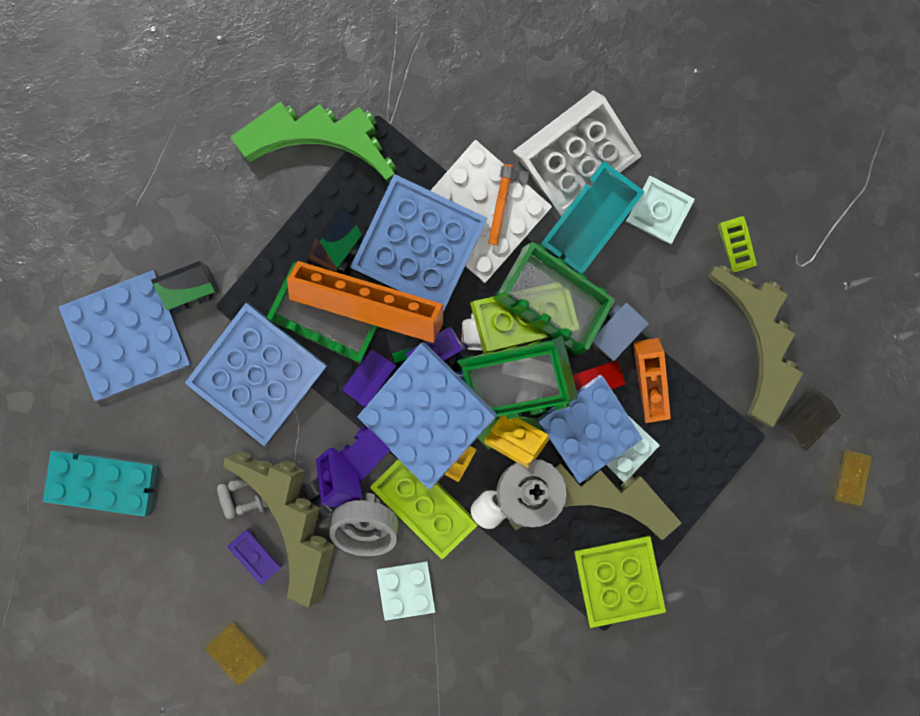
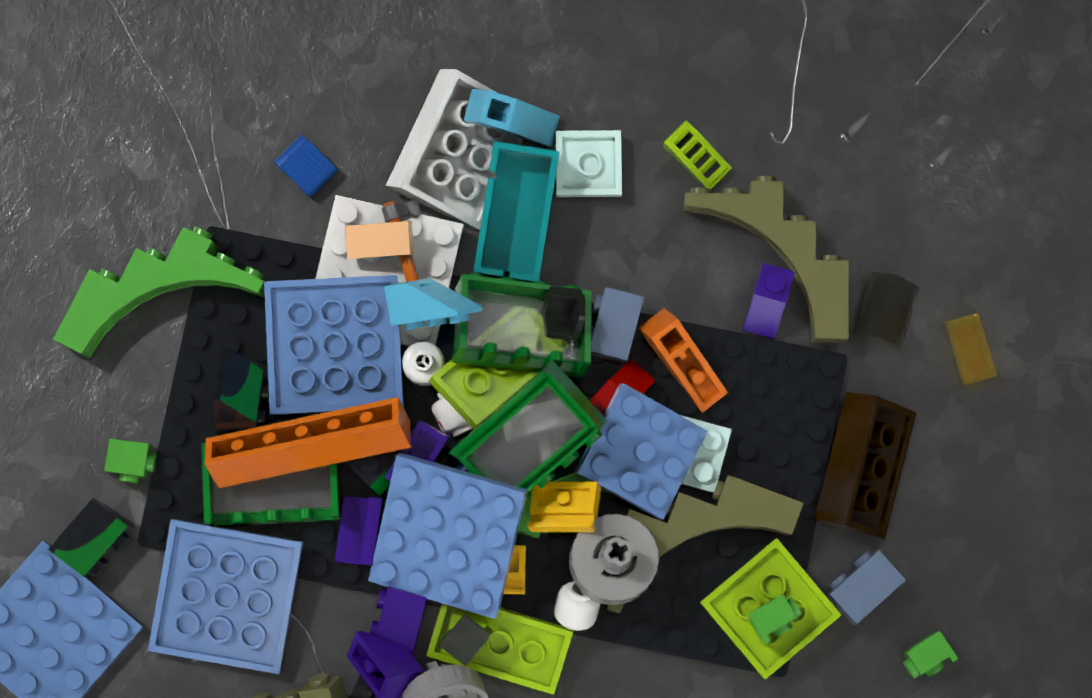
camera: 30 degrees left, 5 degrees down
(240, 247) = (130, 460): none -> bright green brick
(401, 492) = (465, 639): none -> pearl dark grey panel
(464, 284) = (411, 368): none -> white head
(465, 108) = (305, 166): none -> blue piece
(488, 187) = (379, 240): none -> light nougat tile
(499, 248) = (426, 301): none -> medium azure slope
(587, 305) = (563, 313): none -> pearl dark grey panel
(619, 590) = (774, 617): none -> bright green brick
(624, 149) = (511, 116): none -> medium azure slope
(692, 601) = (865, 586): none -> sand blue brick
(710, 670) = (928, 655): none -> bright green brick
(732, 370) = (768, 301): none -> dark purple slope
(737, 518) = (865, 465): none -> dark brown slope

